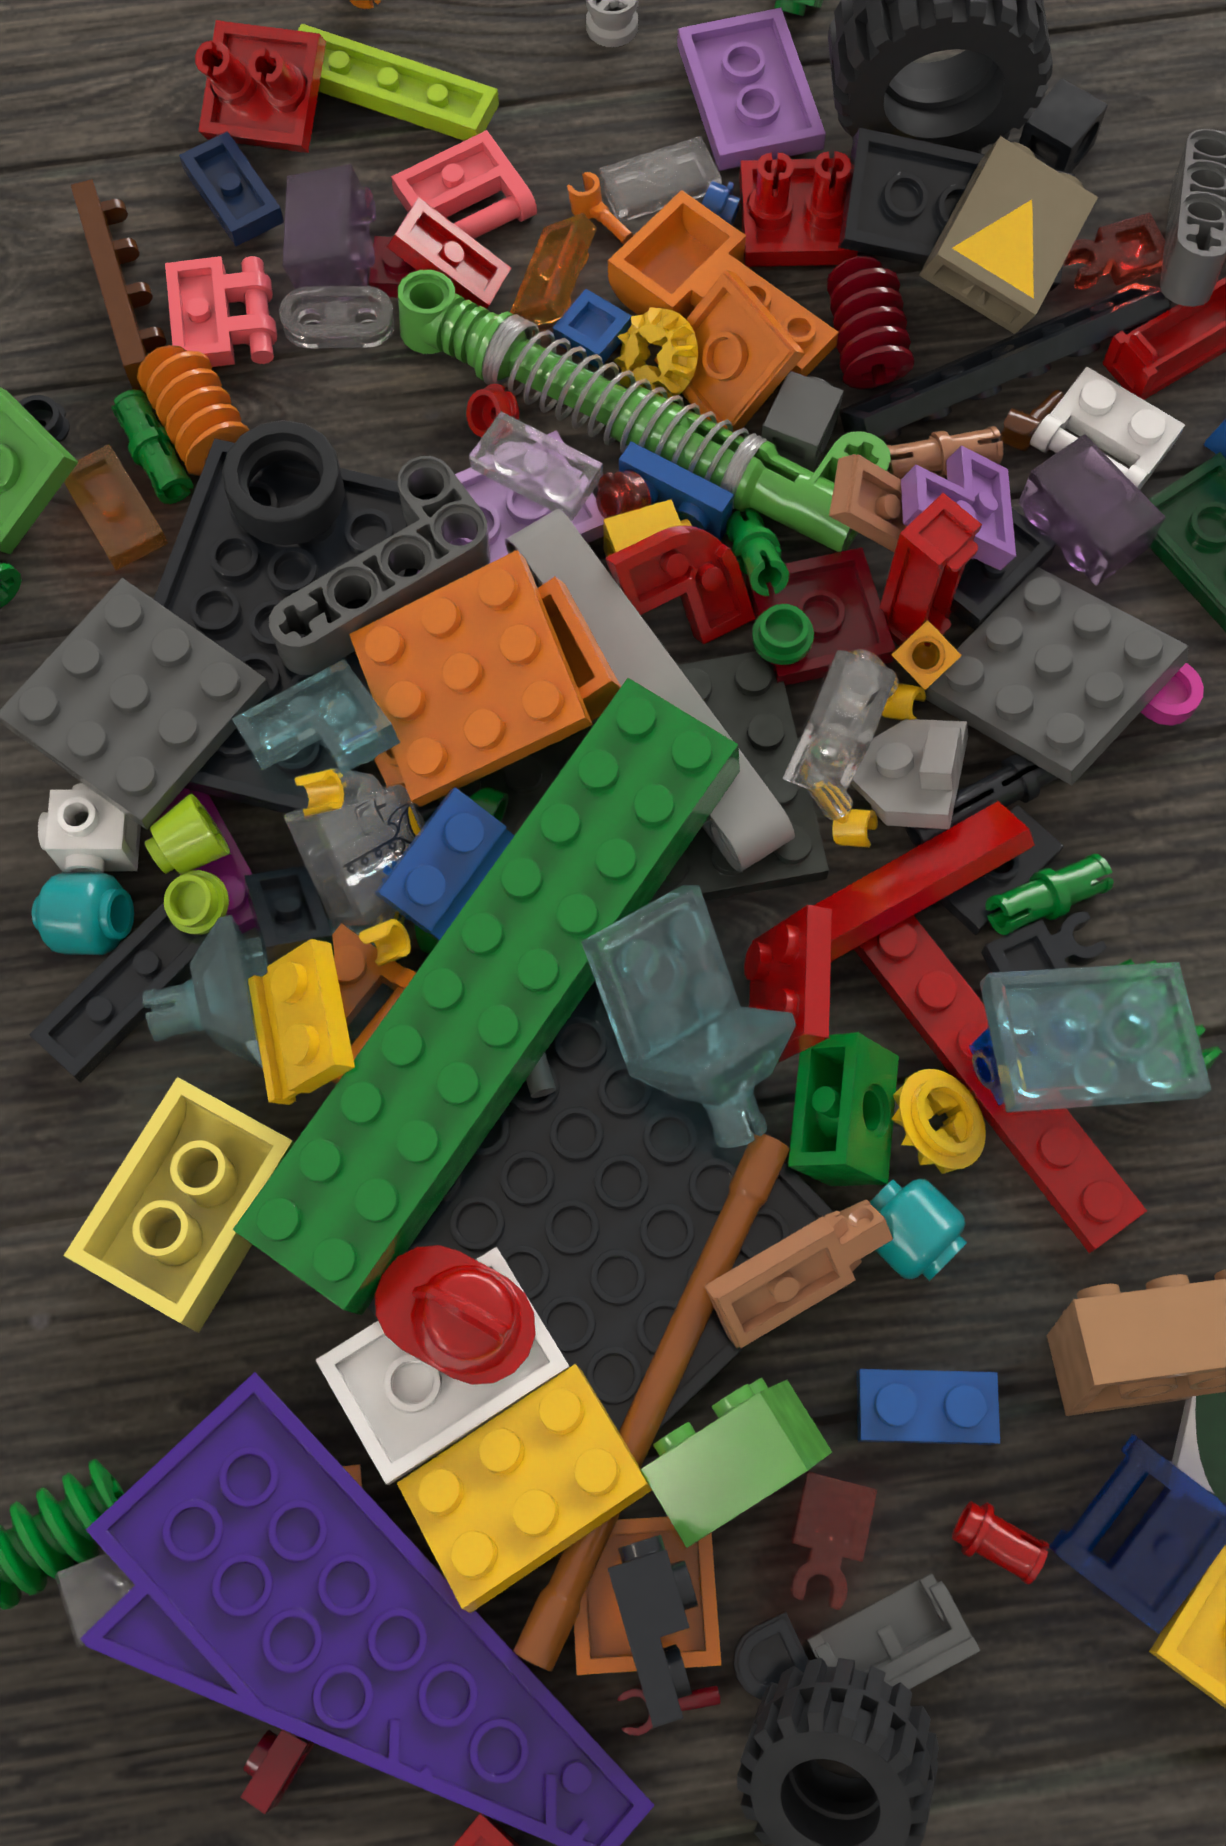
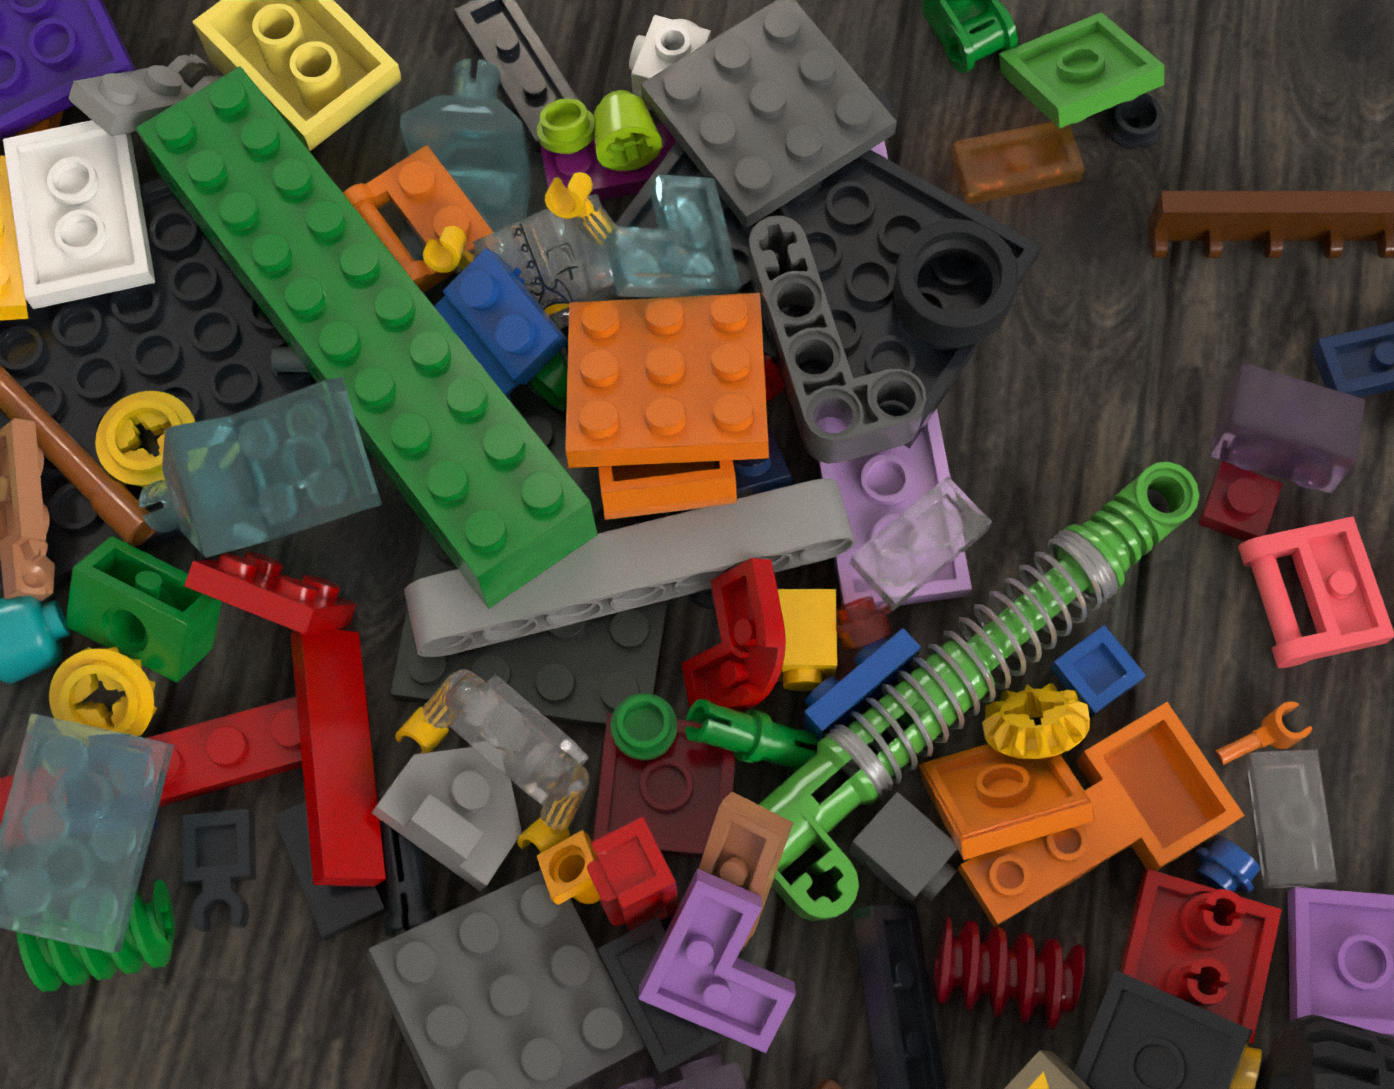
camera: 110 degrees right, 0 degrees up
(83, 913) = (598, 47): teal head -> none
(151, 446) = (1114, 205): green pin -> none
(189, 402) = (1102, 248): orange piece -> none
(201, 313) = (1229, 292): coral plate -> none
(284, 1347) = (132, 97): none -> light grey hinge
(286, 911) = (503, 184): black plate -> none
(300, 1022) = (394, 158): yellow plate -> none
(338, 315) = (1186, 423): clear plate -> none
(435, 243) = (1223, 542): plate -> none
(455, 1314) = (105, 222): red piece -> none
(486, 405) = (1017, 537): red plate -> none
(554, 270) = (1182, 651): clear orange plate -> none
(669, 1147) = (119, 436): none -> yellow gear
(934, 451) = (819, 996): nougat pin -> none
(1049, 894) = (275, 897): green pin -> none

